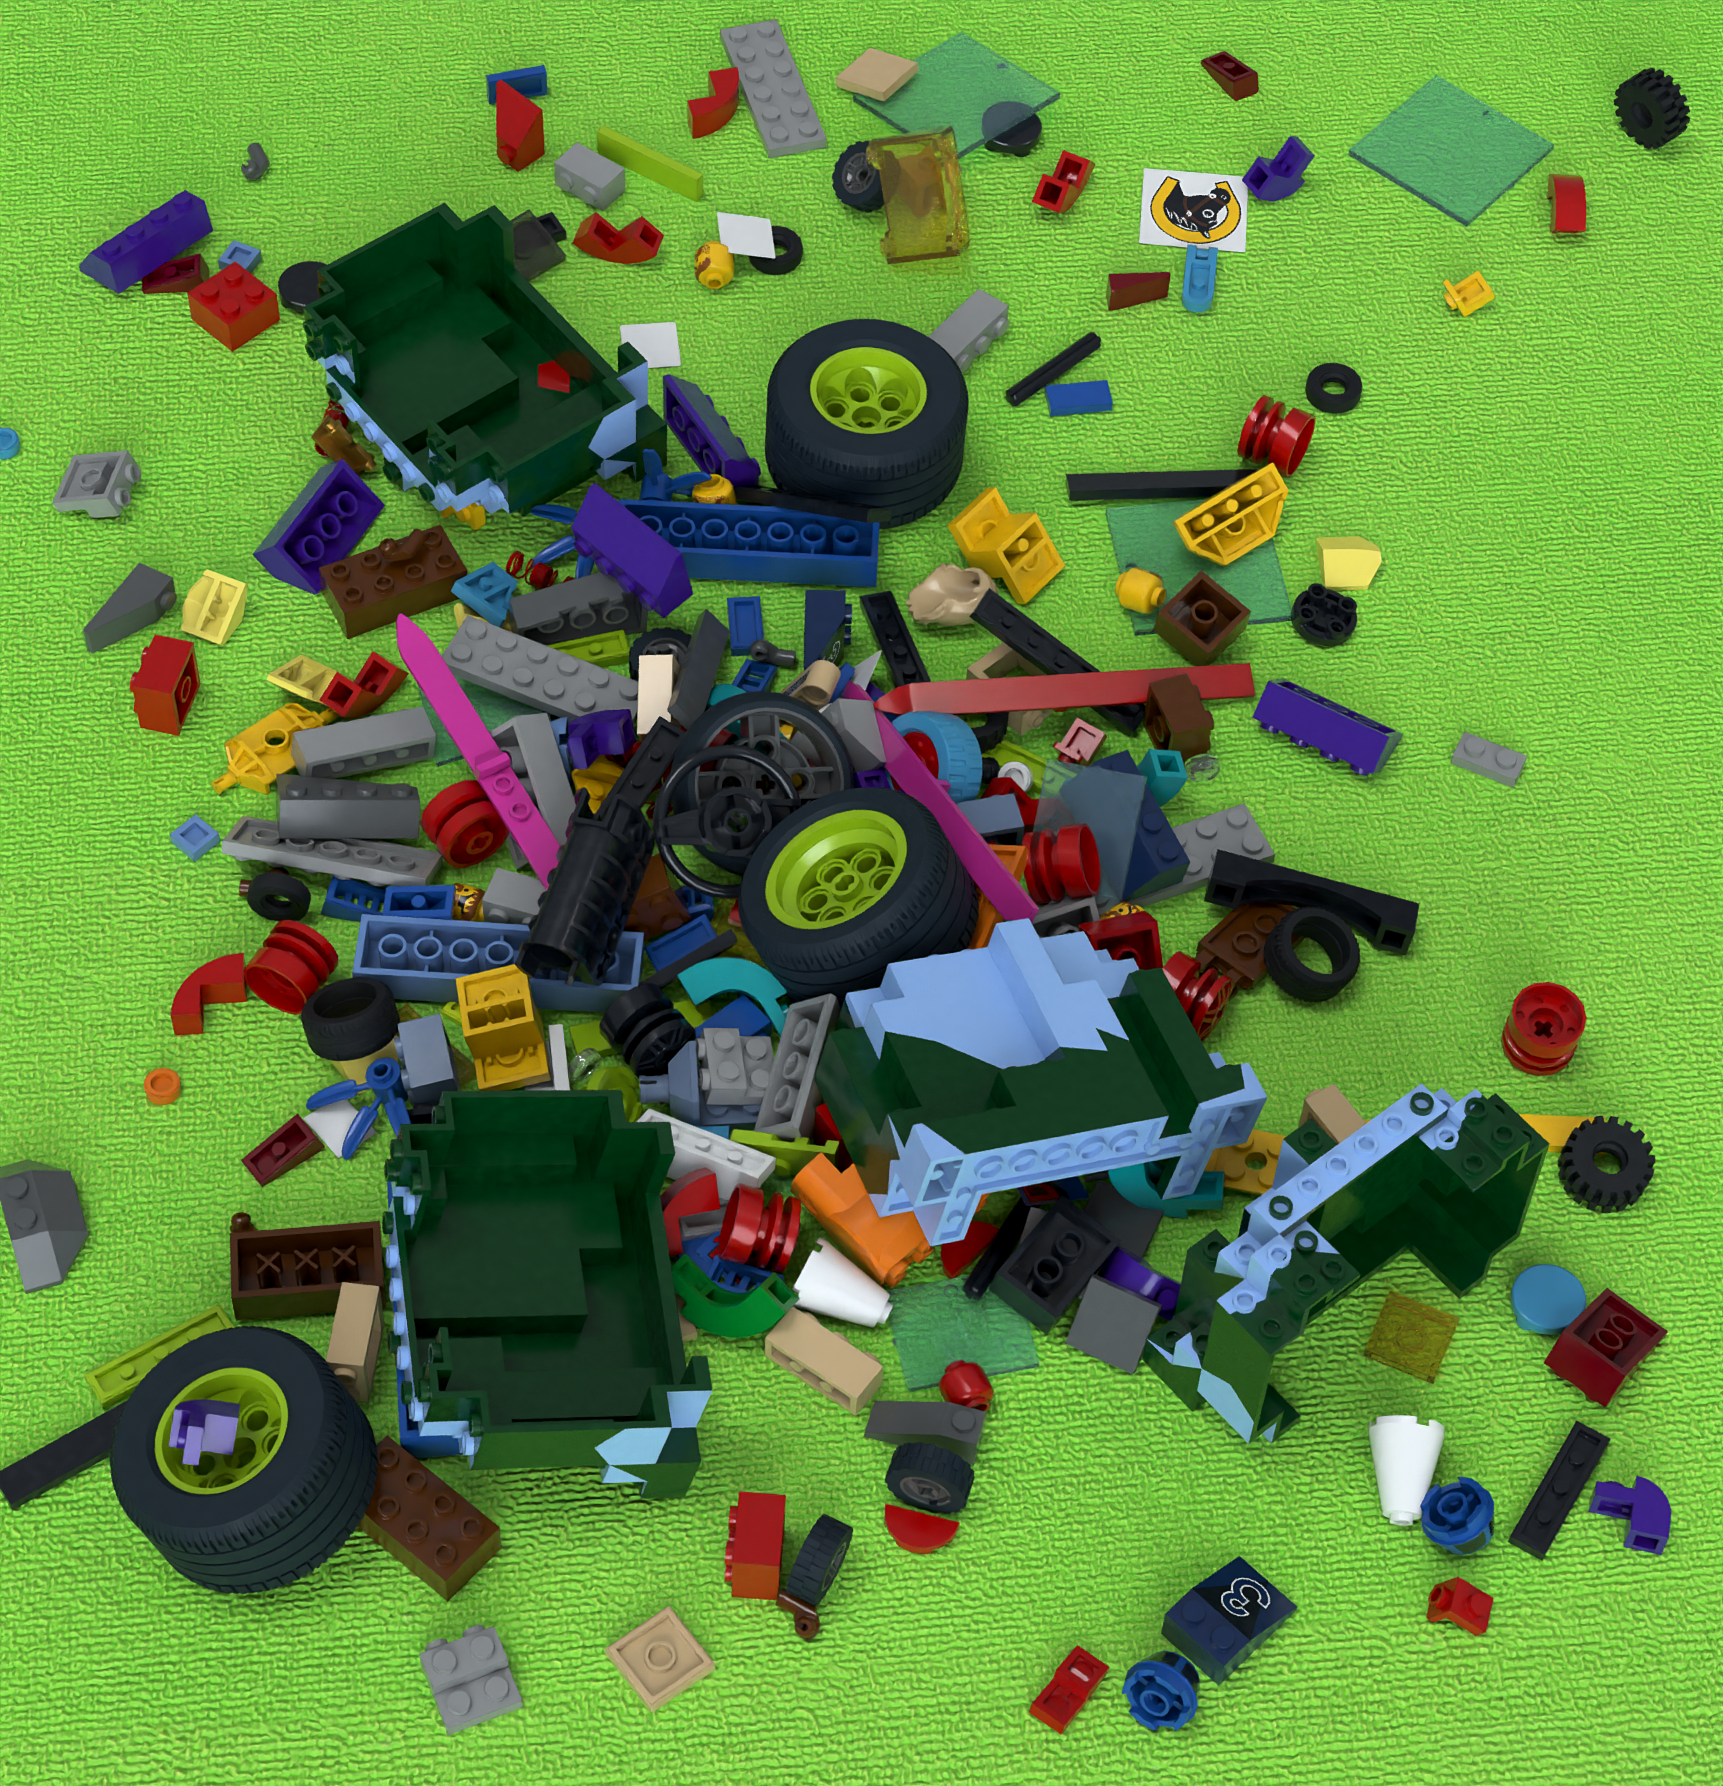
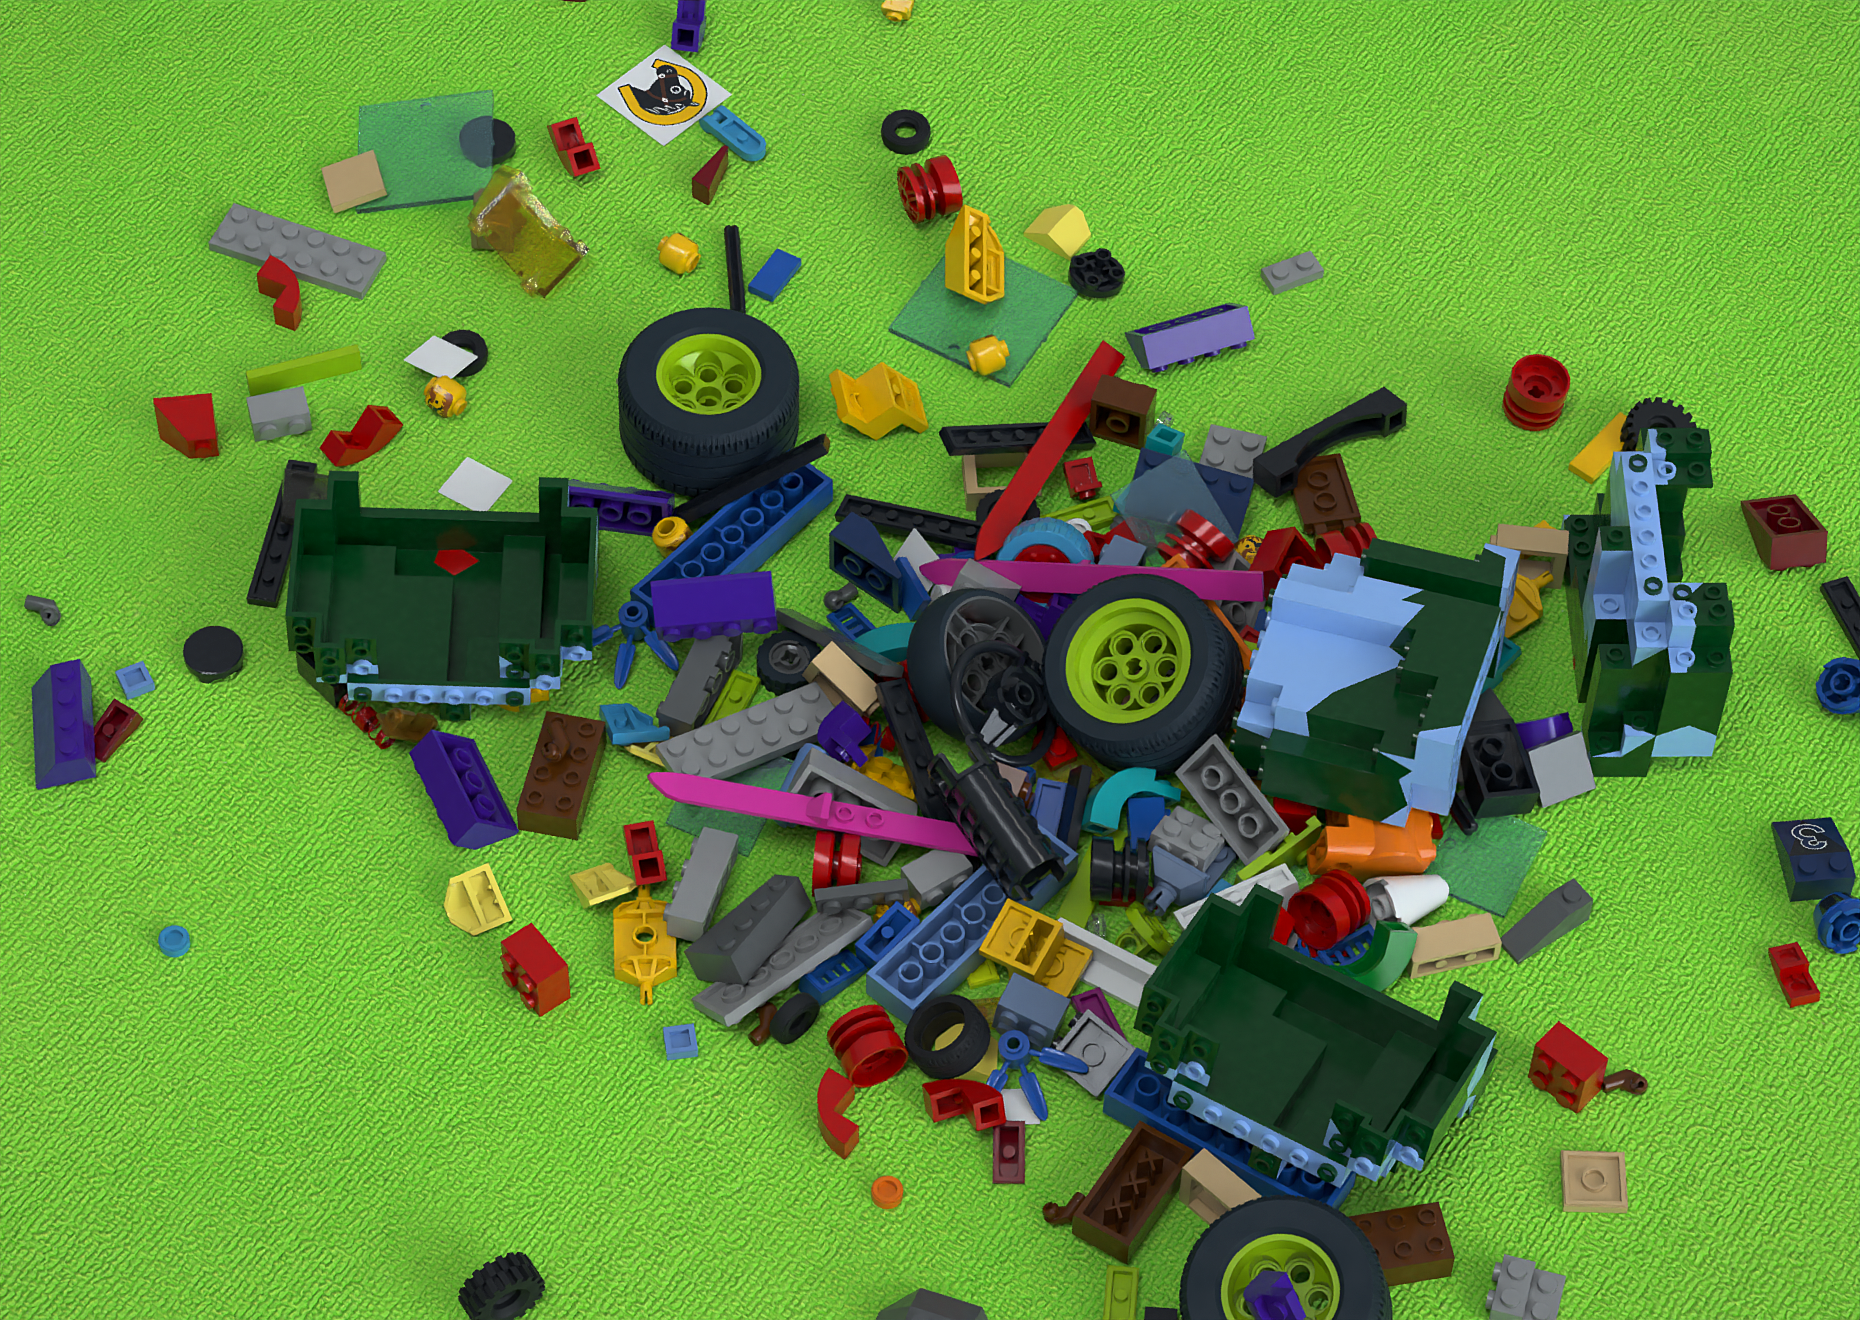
camera: 50 degrees left, 0 degrees up
(98, 483) = (284, 901): light grey plate -> none
(133, 606) = (427, 944): dark grey slope -> none
(233, 306) = (188, 710): red brick -> none
(296, 1077) = (974, 1099): none -> red brick
(441, 859) = (861, 896): none -> dark grey plate
(527, 81) = (137, 398): blue tile -> none
(540, 576) = (638, 685): red piece -> none
(659, 486) = (628, 567): blue plant -> none
(744, 623) = (796, 596): blue tile -> none
(814, 685) = (912, 593): tan beam -> none
(819, 1559) = (1610, 1035): black wheel -> none
(856, 180) = (450, 265): black wheel -> none
(917, 1530) = (1615, 979): red tile -> none
(929, 1477) = (1595, 941): black wheel -> none
(949, 595) = (892, 460): tan piece -> none
(966, 1385) = (1537, 880): red head -> none
(972, 328) = (655, 287): light grey brick -> none
(1026, 318) = (678, 253): none -> yellow head
(1151, 484) = (896, 284): black tile -> none
(1202, 620) = (1048, 339): brick -> none
(1293, 975) = (1364, 486): black tyre -> none
(1404, 1463) = (1787, 690): white cone -> none
(1547, 1299) = (1725, 536): dark azure tile -> none

